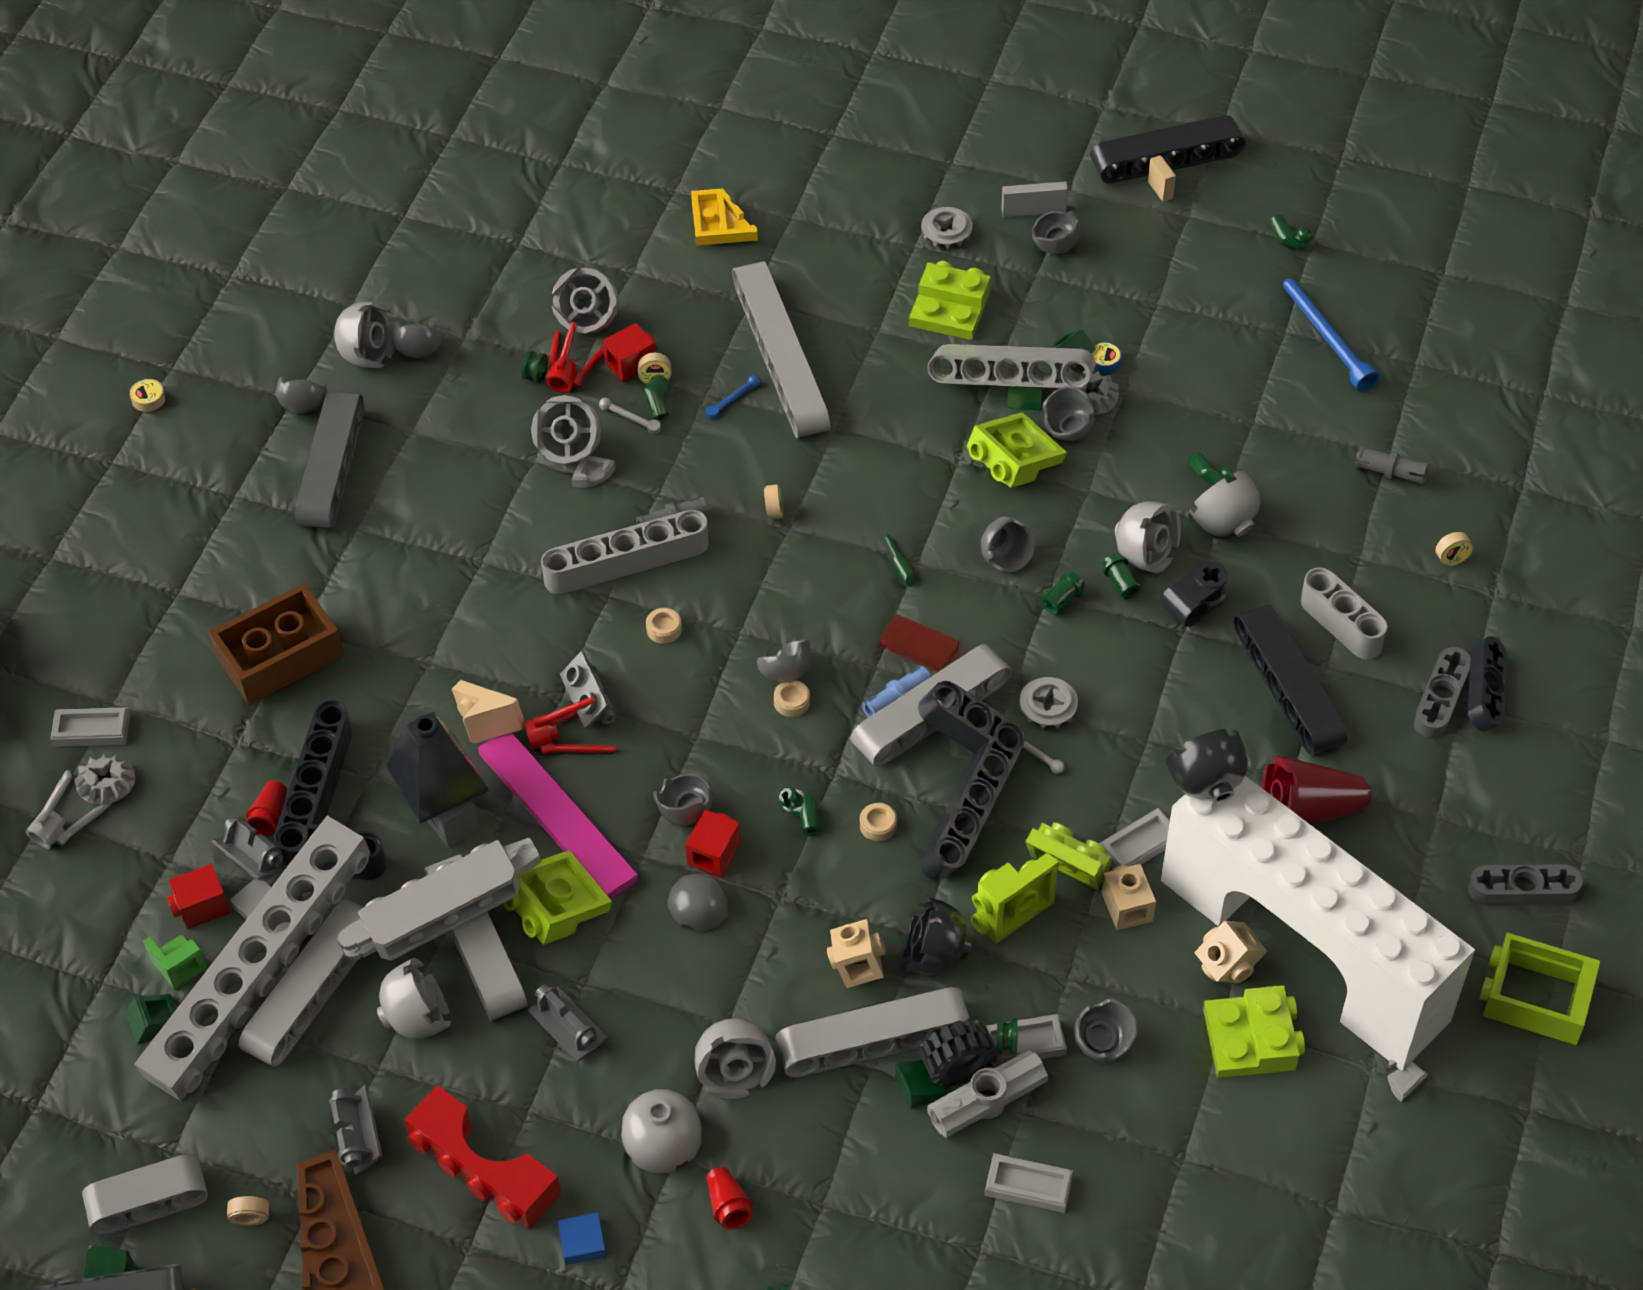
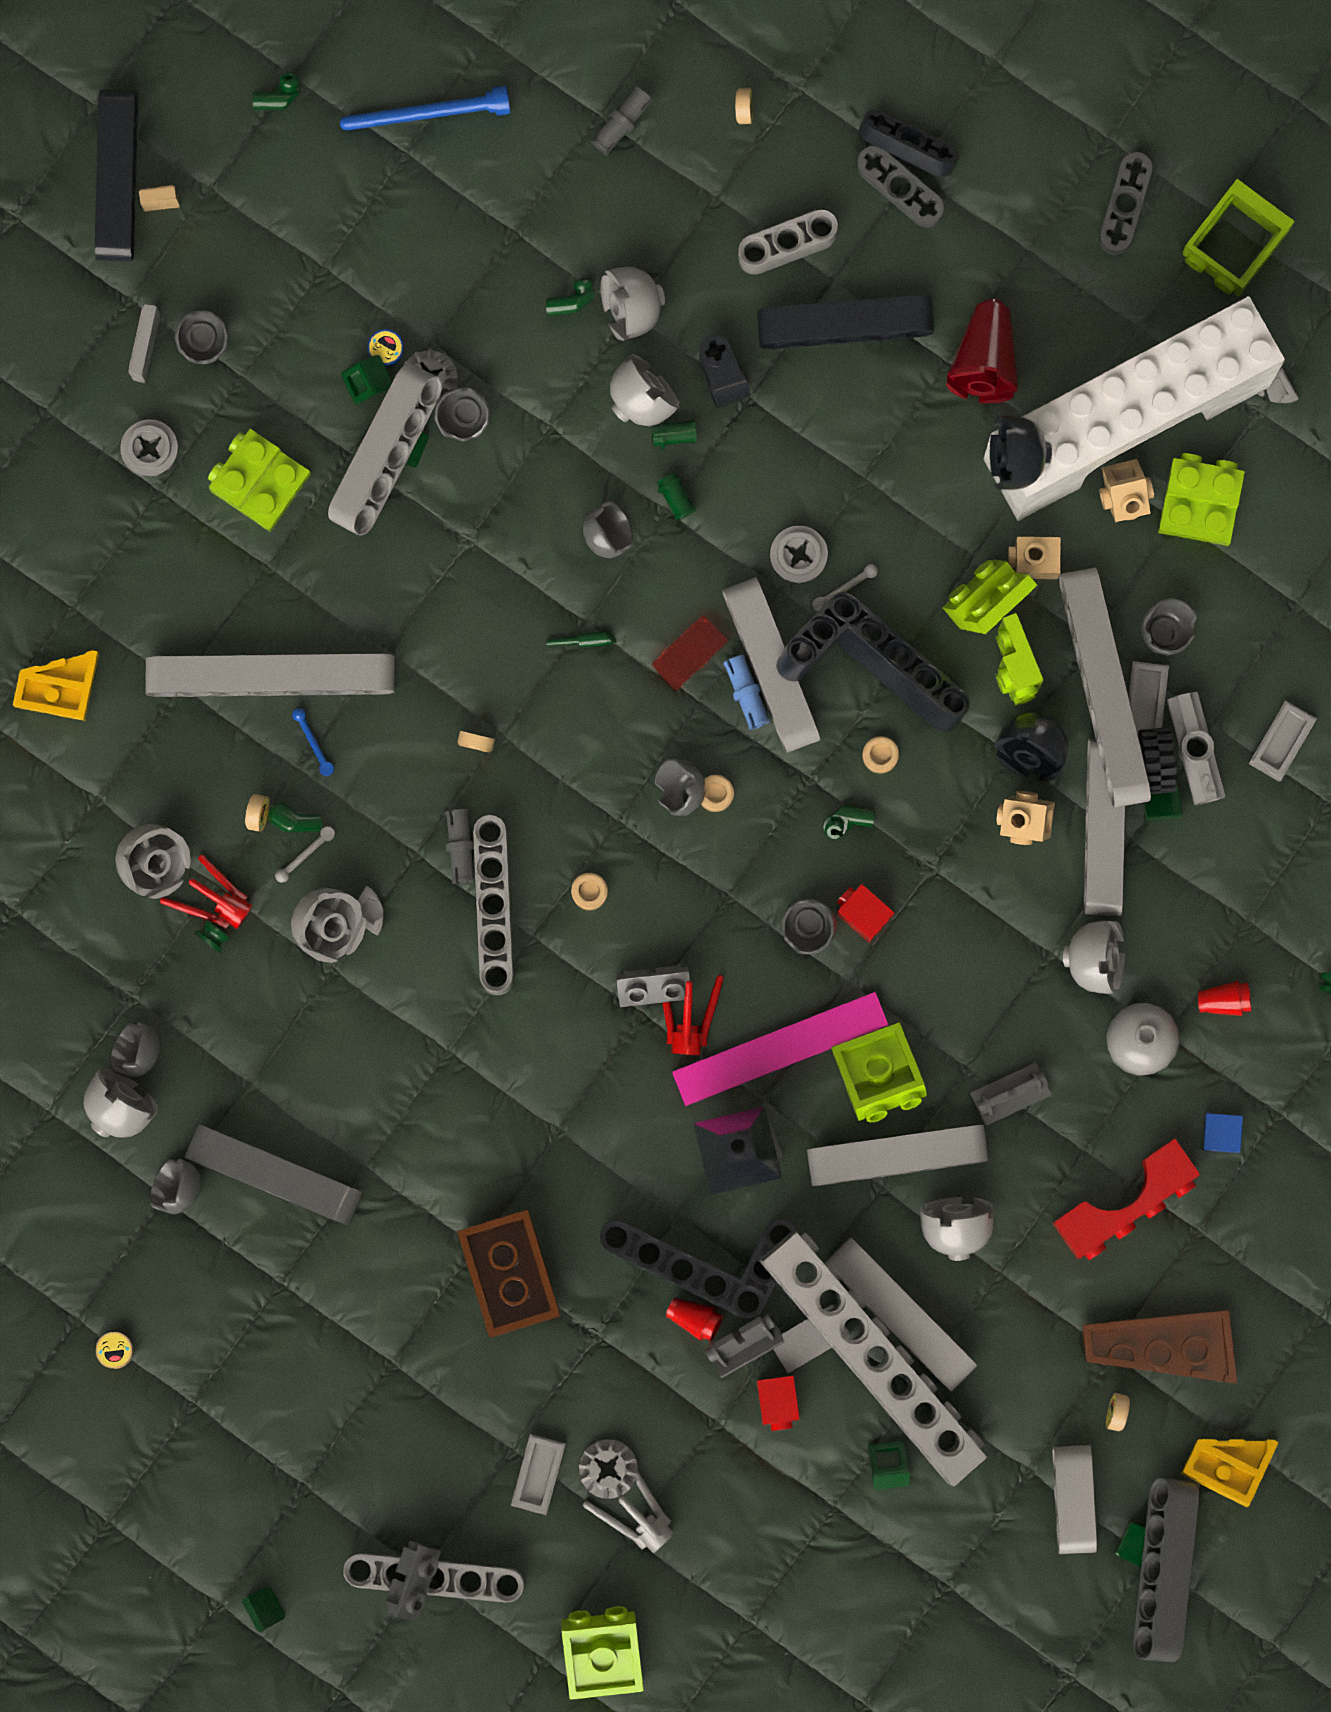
camera: 70 degrees left, 30 degrees up
(176, 960) = (834, 1433): bright green panel -> none
(359, 1139) = (1054, 1301): dark grey hinge -> none
(439, 901) = (877, 1176): light grey hinge -> none
(487, 712) = (661, 1081): tan slope -> none
(625, 350) = (226, 831): red brick -> none
(698, 902) = (919, 944): dark grey hair -> none
(1007, 1036) = (1152, 714): dark green bush -> none
(1014, 449) = (486, 481): lime plate -> none
(1017, 980) = (1104, 687): none -> light grey beam
(1138, 840) = (975, 525): light grey tile -> none

